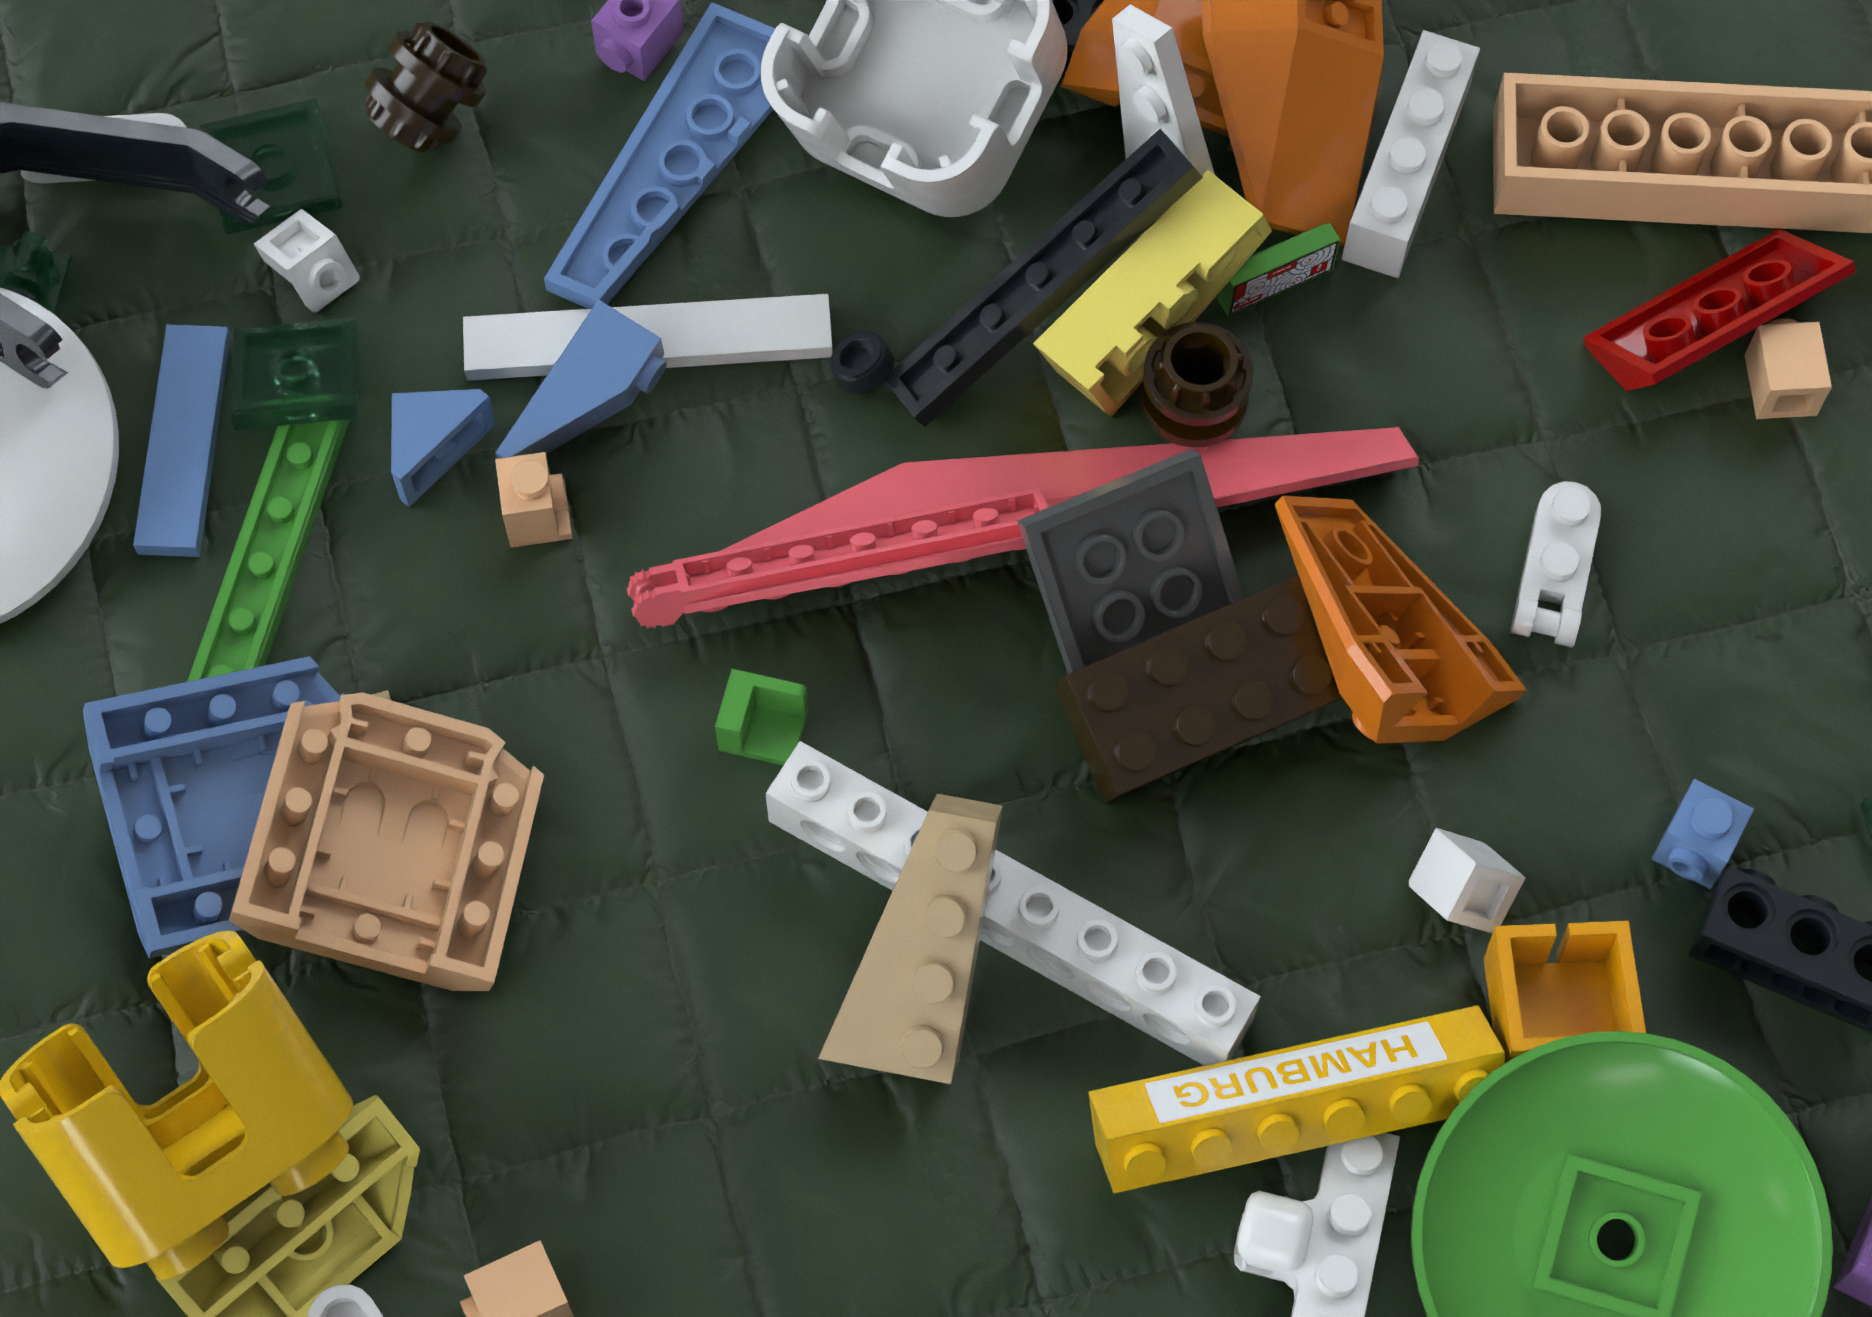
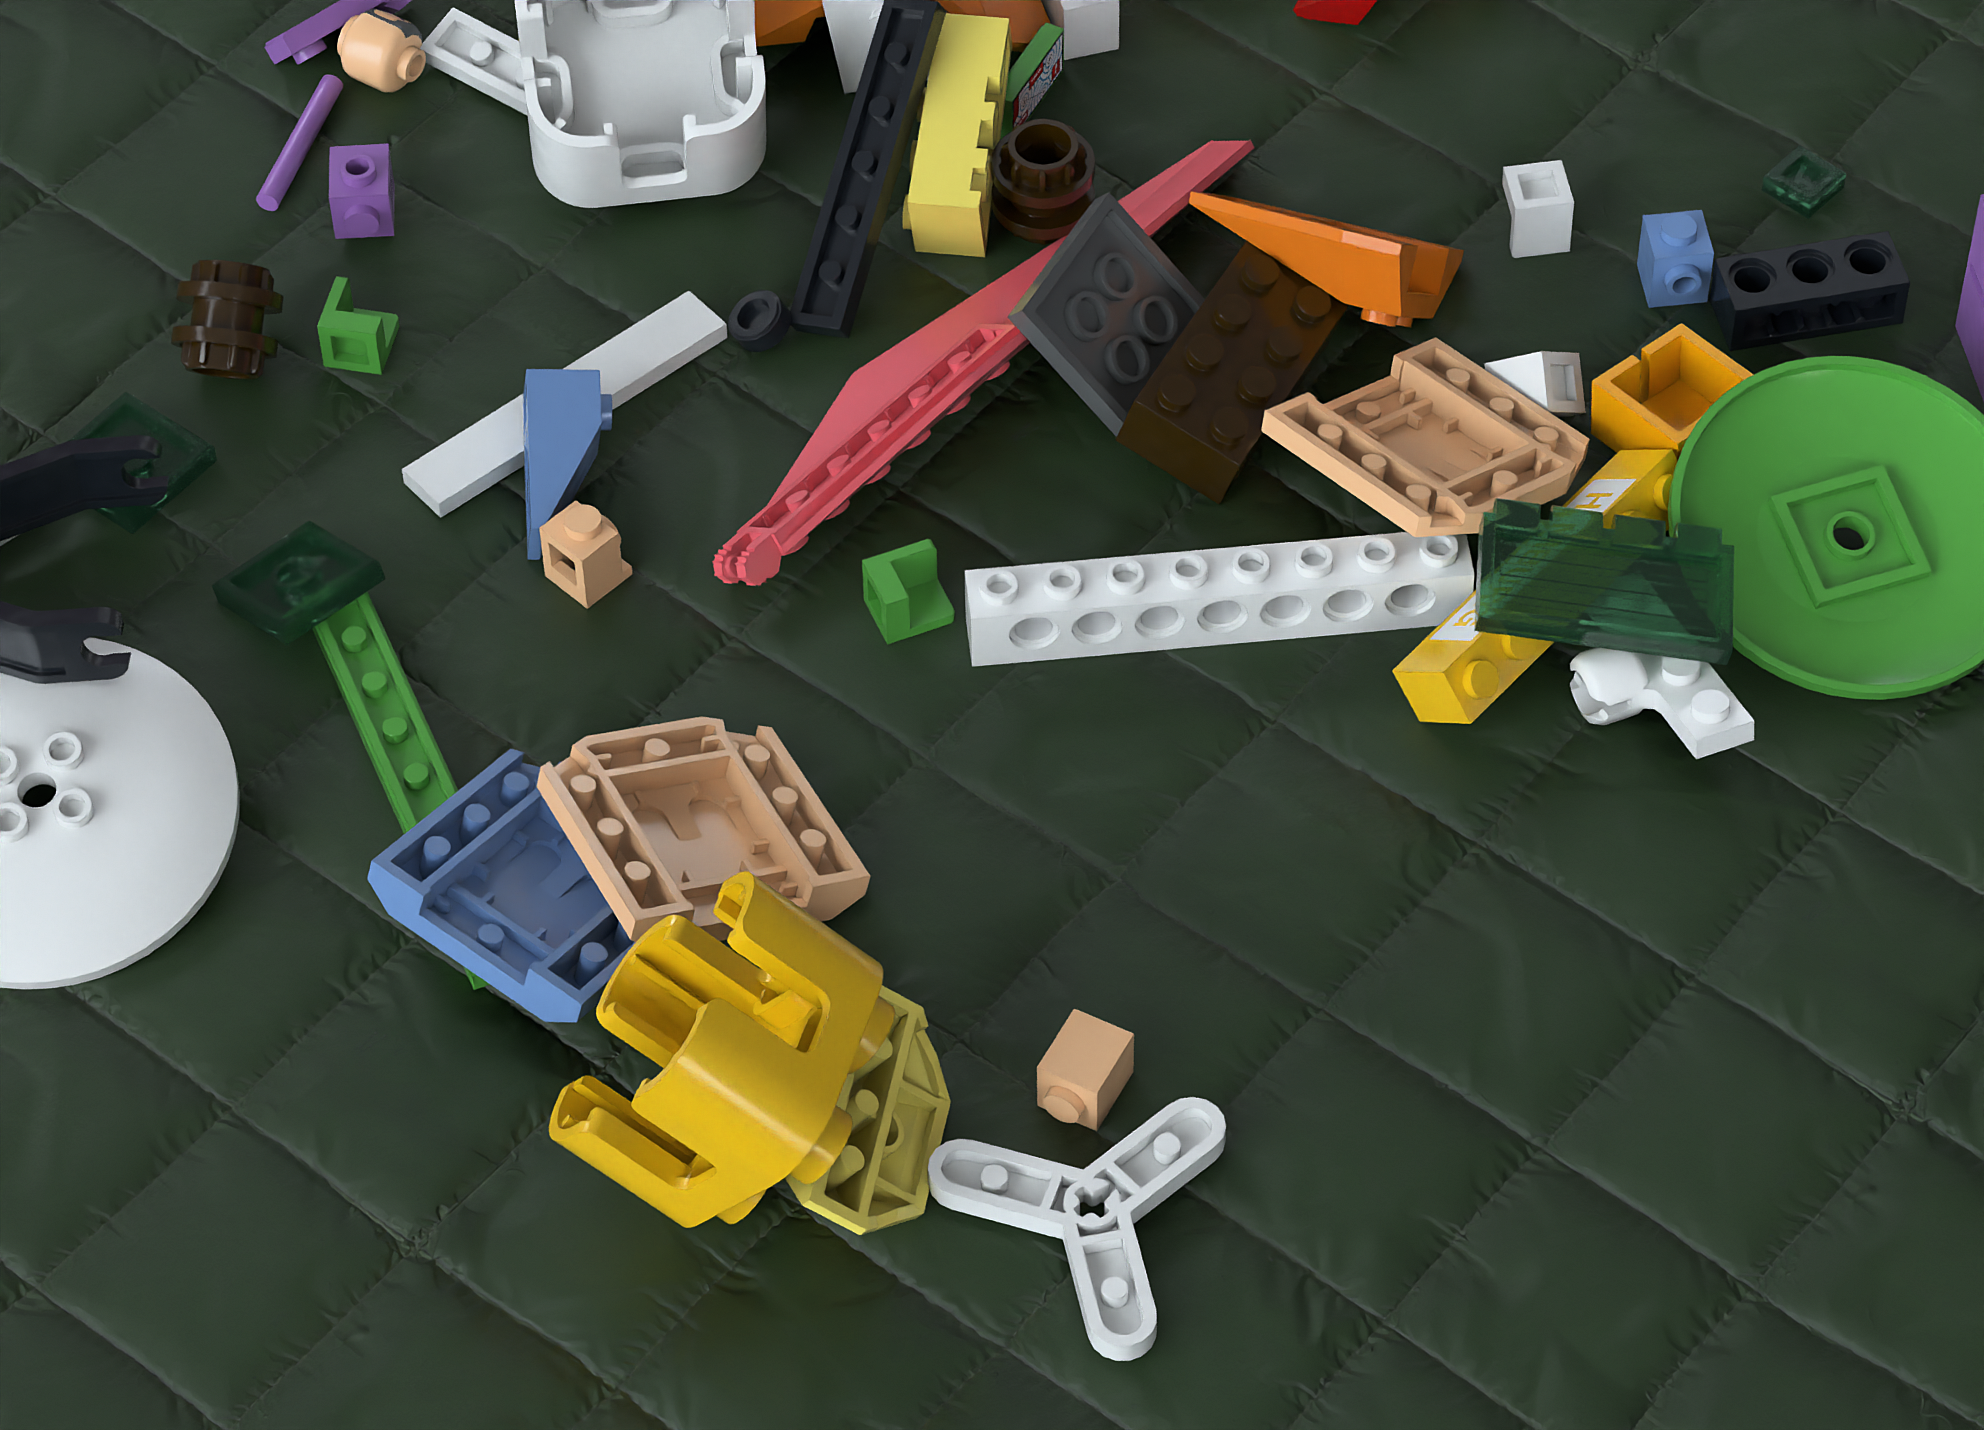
camera: 35 degrees left, 15 degrees down
(182, 441) = (241, 687): medium blue tile -> none
(309, 259) = (228, 496): white bracket -> none
(433, 434) = (452, 558): medium blue slope -> none
(535, 156) = (354, 336): none -> bright green panel
(675, 152) = (470, 243): medium blue wing -> none
(919, 968) = (1192, 634): tan wedge -> none
(1307, 891) = (1433, 442): none -> light nougat wedge
(1325, 1155) = (1605, 585): none -> clear green hinge
(1558, 563) = (1411, 159): white plate -> none
(1618, 696) = (1539, 208): none -> white panel

